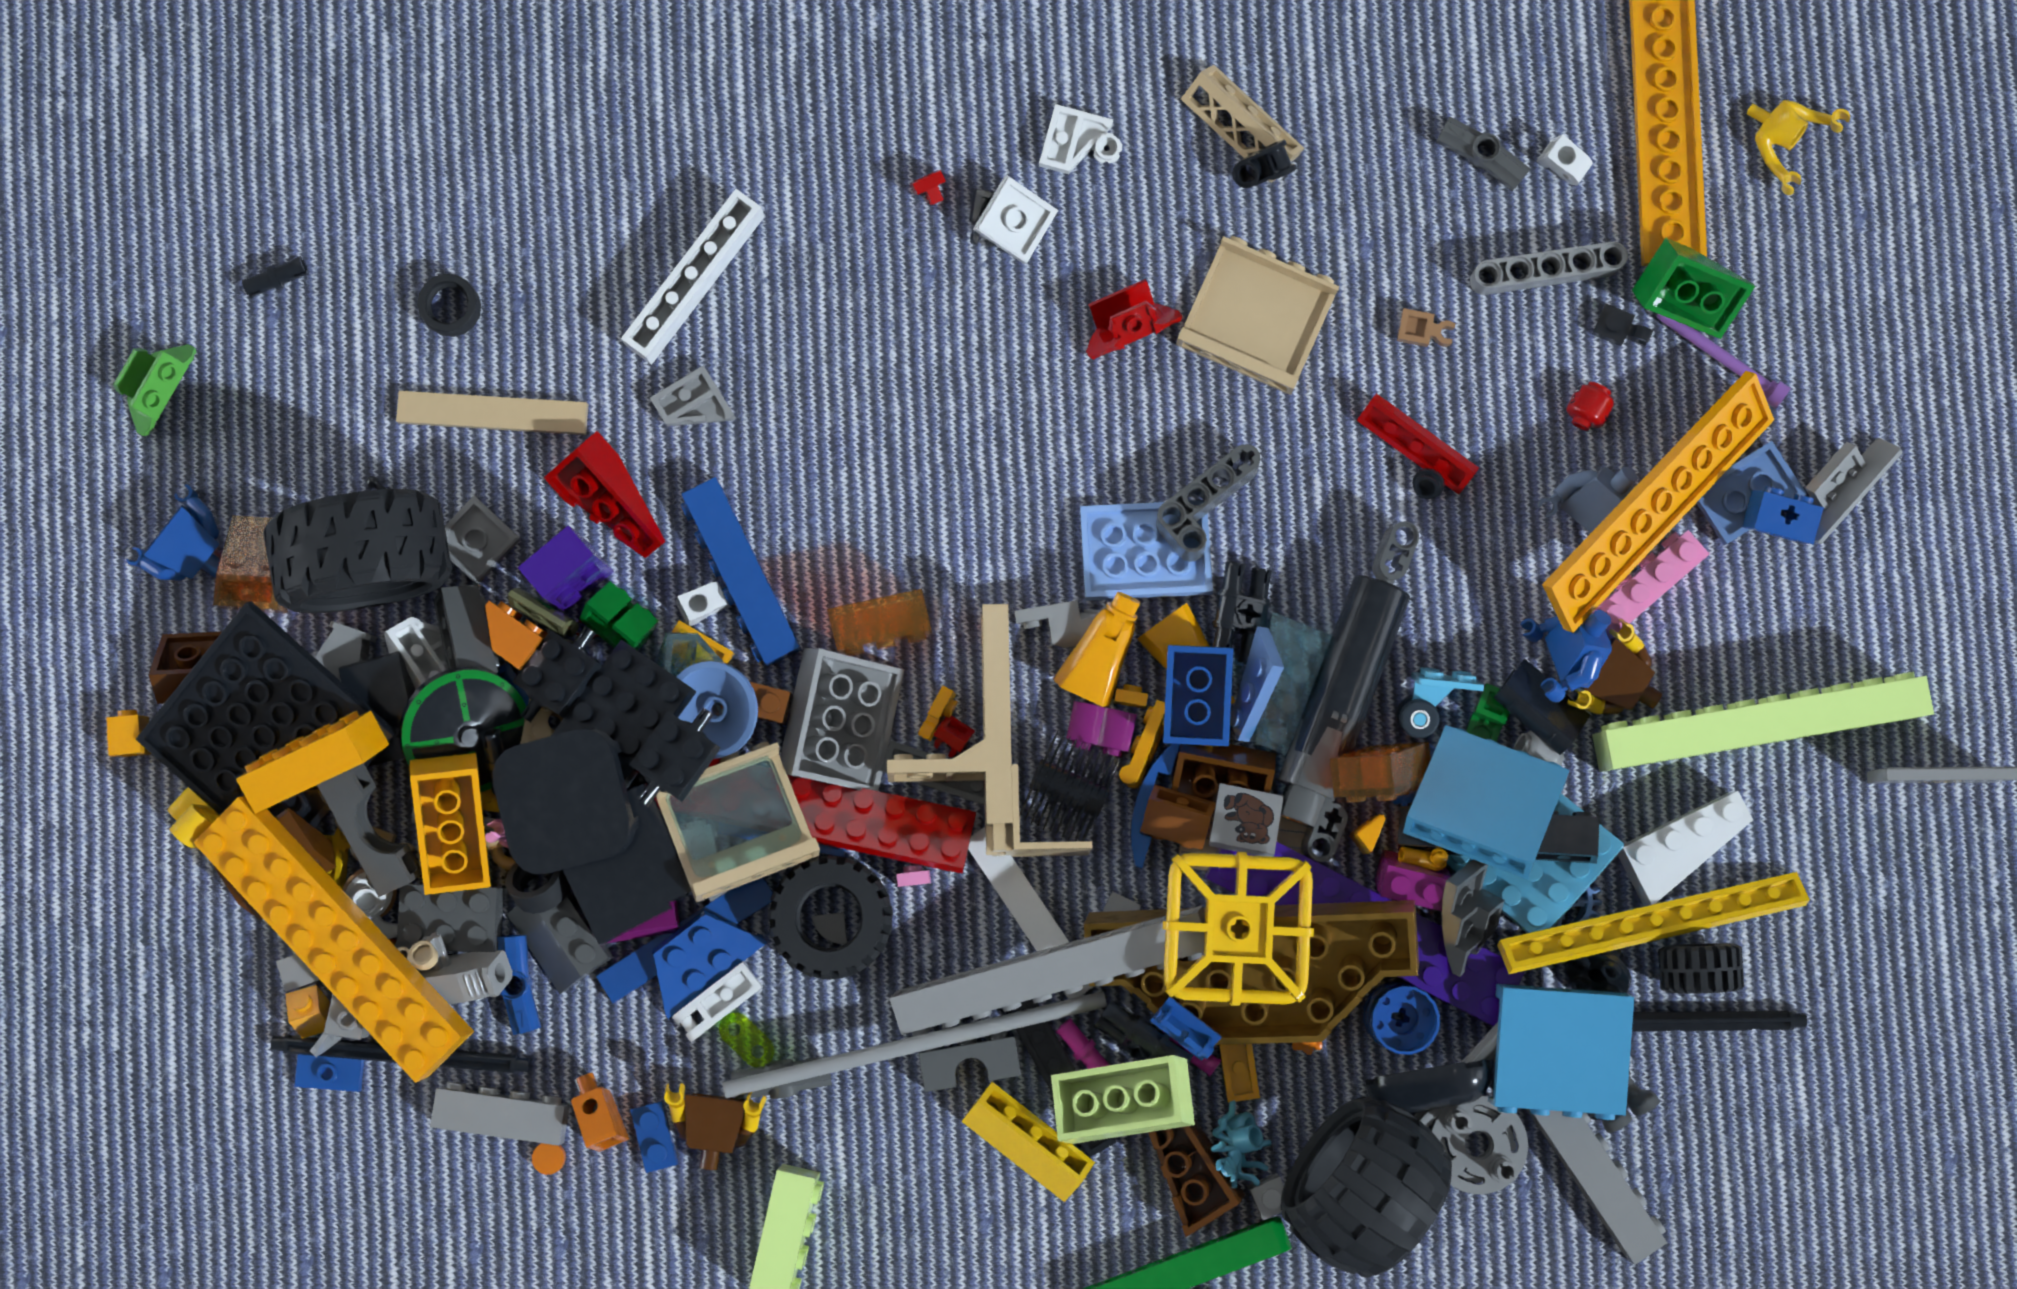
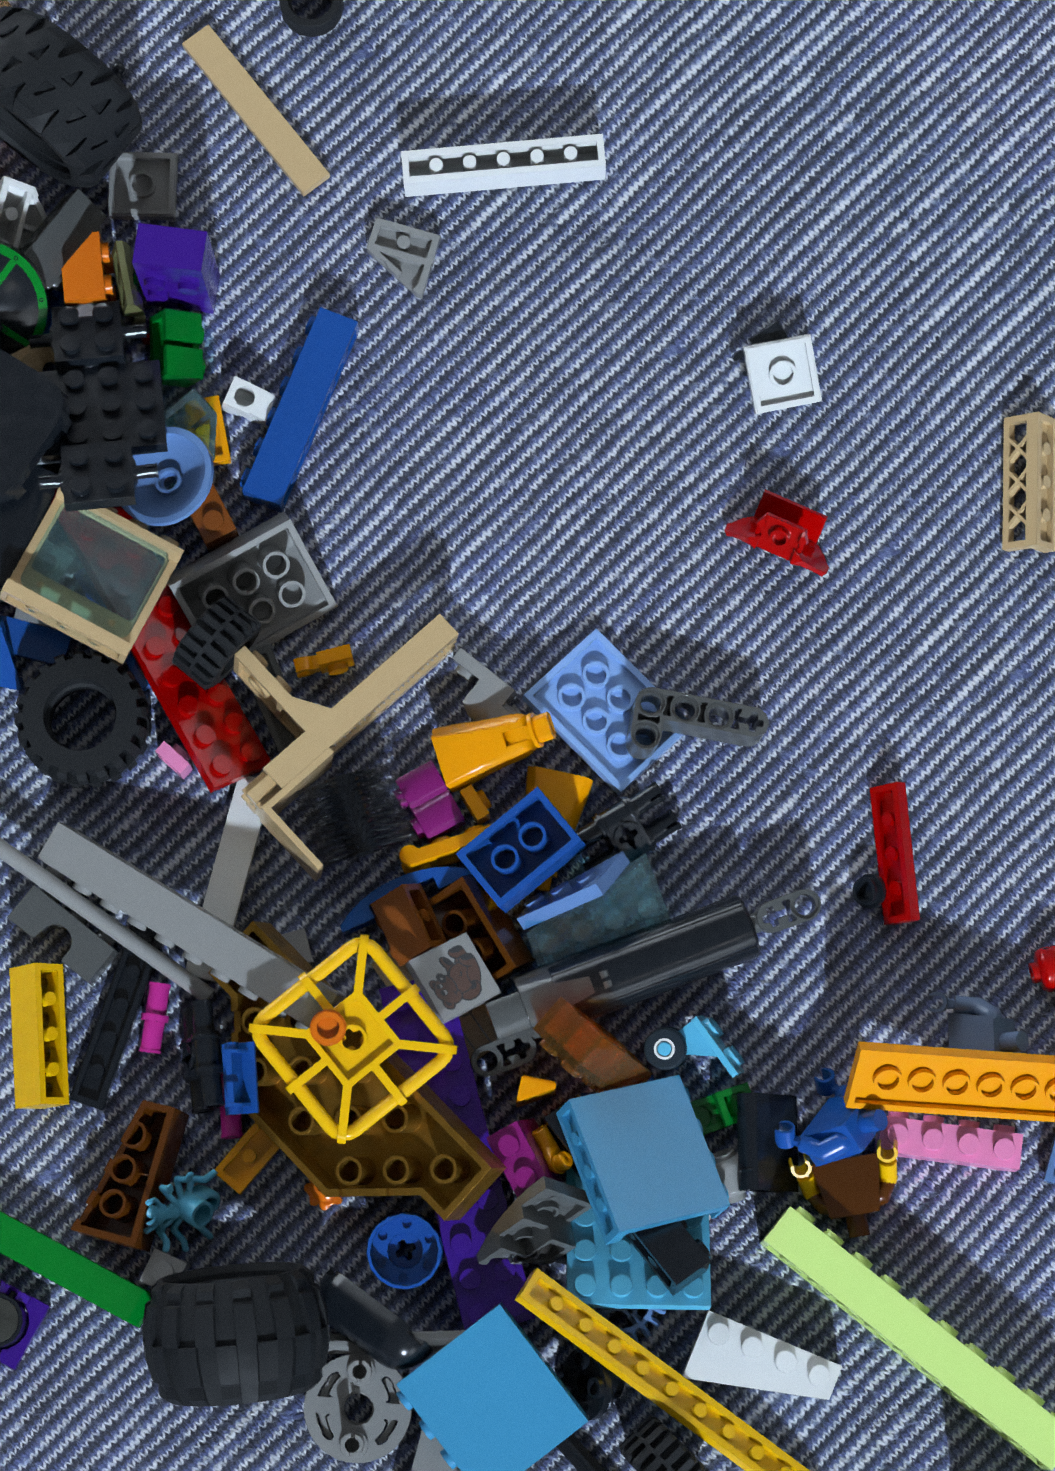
camera: 45 degrees right, 5 degrees down
(602, 486) = (272, 240): red wedge -> none
(831, 927) = (78, 730): light grey tile -> none
(864, 777) = (211, 642): none -> black tyre
(880, 622) = (357, 551): clear orange slope -> none
(929, 185) = (747, 282): red tile -> none
(954, 734) = (319, 687): red tile -> none
(1071, 138) = (890, 359): white wing -> none
(1114, 144) = (912, 386): white plate -> none
(1122, 1099) = (136, 1076): yellowish green brick -> none
(1218, 939) = (328, 1027): none -> orange tile
(1257, 314) = (883, 633): tan panel -> none
(1268, 164) = (1010, 529): black piece -> none
(1418, 329) = (992, 771): medium nougat plate -> none

